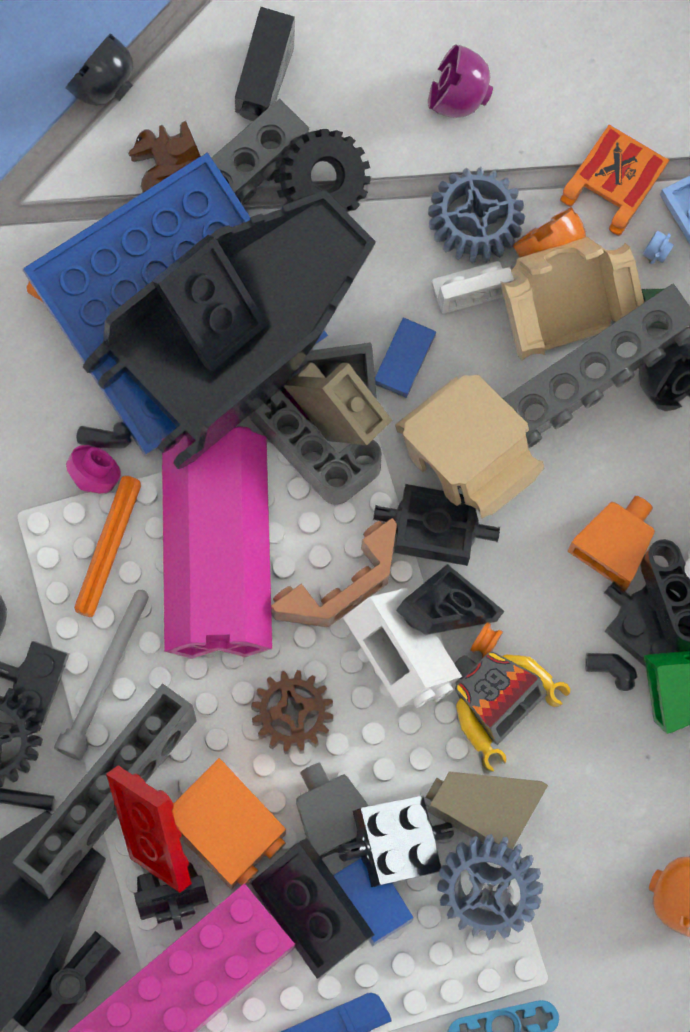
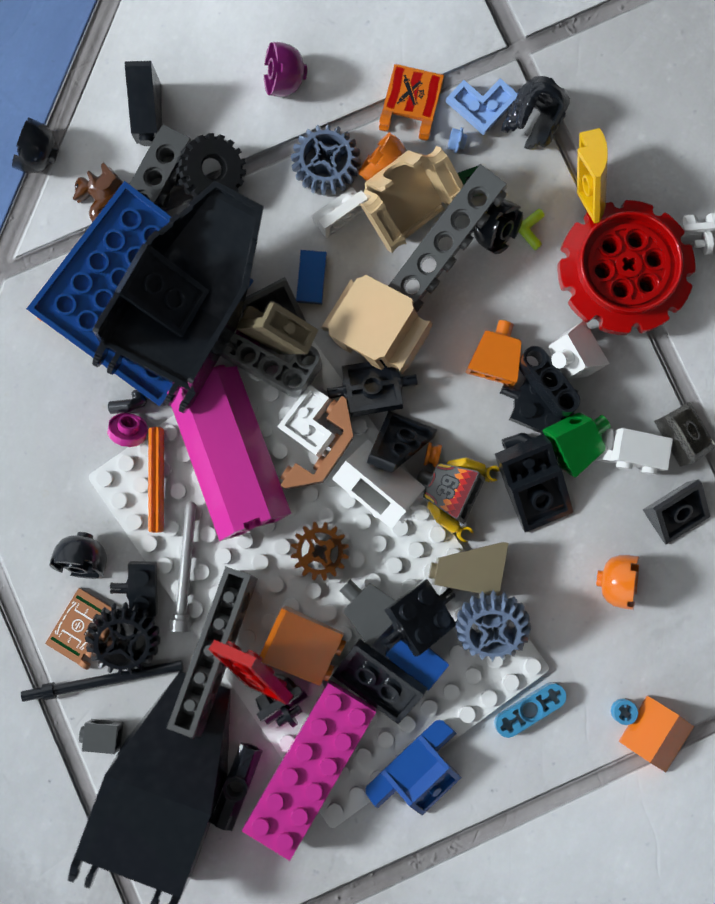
camera: 10 degrees left, 10 degrees up
(328, 538) = (302, 421): none -> white plate
(611, 724) = (534, 482): none -> black slope

